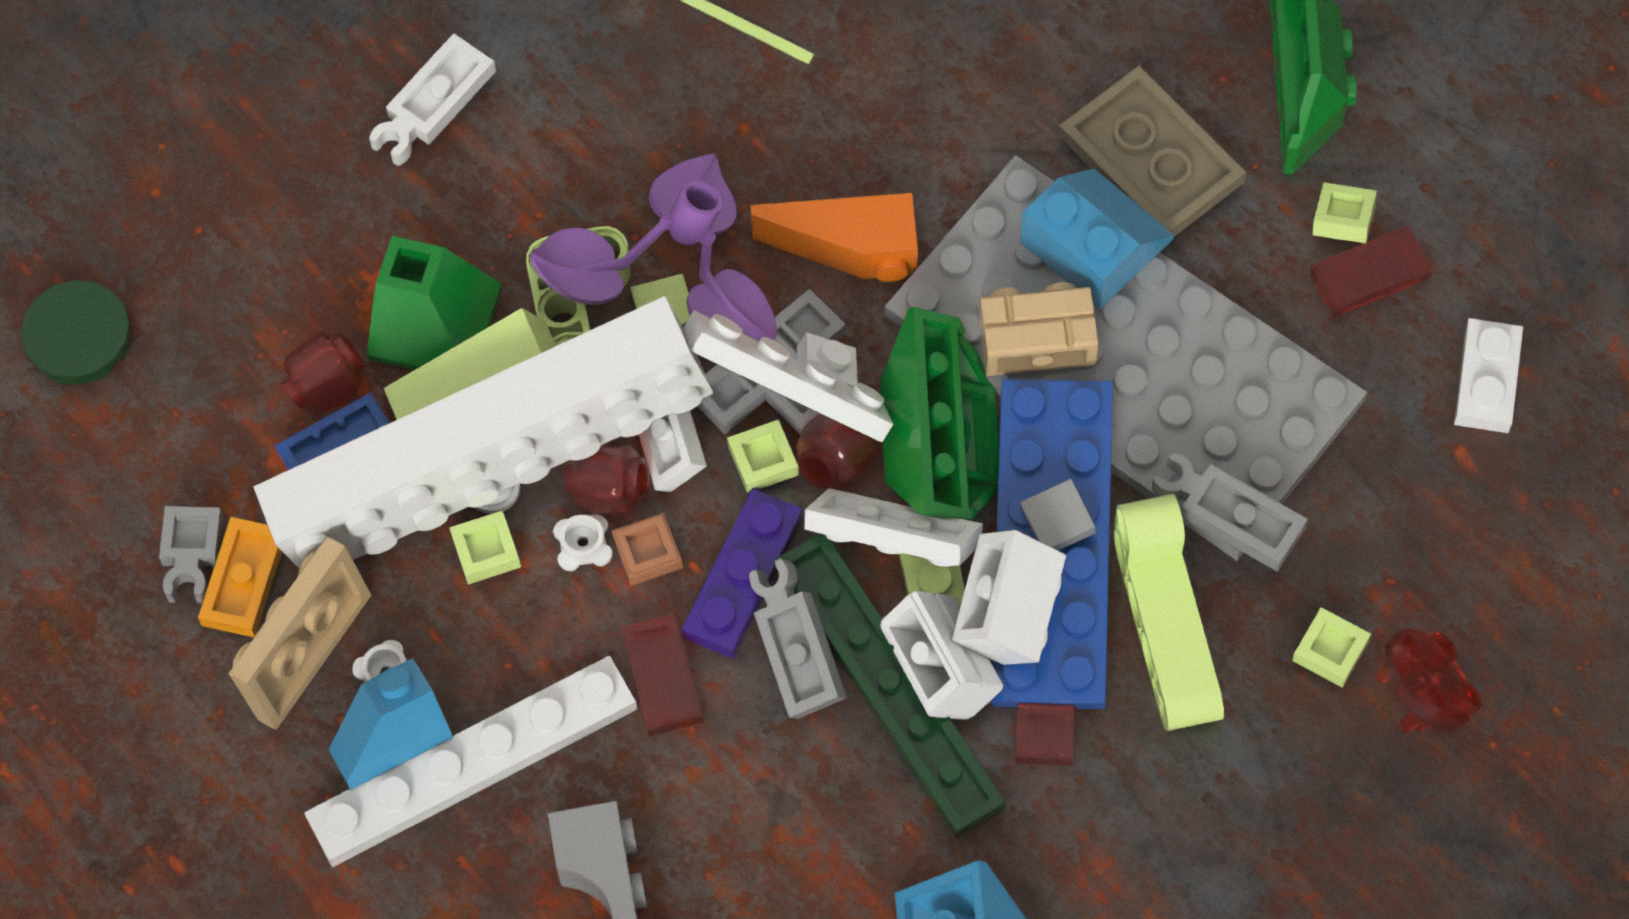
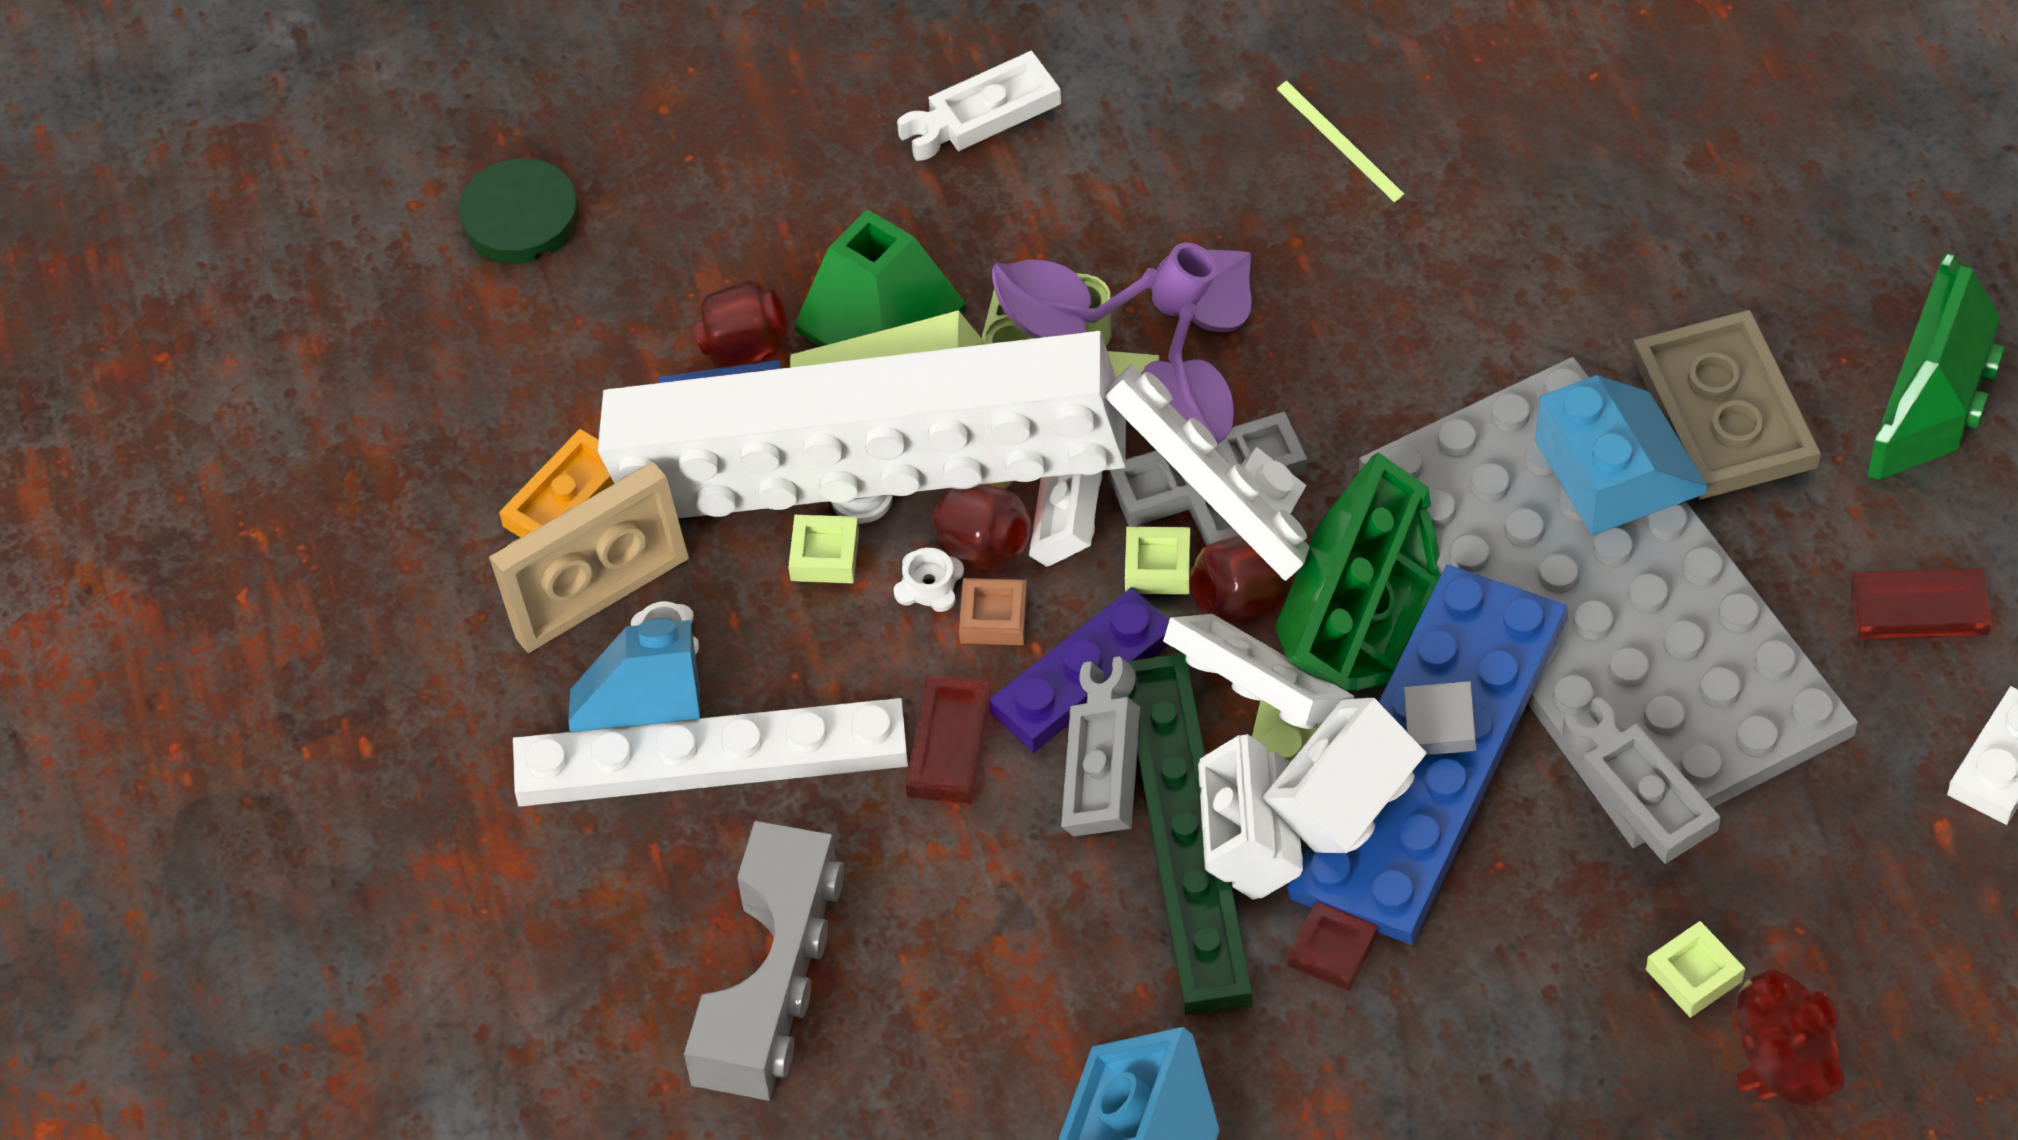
camera: 25 degrees right, 10 degrees down
(188, 543) = (524, 444): light grey plate -> none
(852, 234) = (1355, 374): orange slope -> none
(1038, 329) = (1508, 526): tan brick -> none
(1169, 627) = (1522, 862): yellowish green beam -> none
(1344, 212) = (1915, 531): yellowish green plate -> none

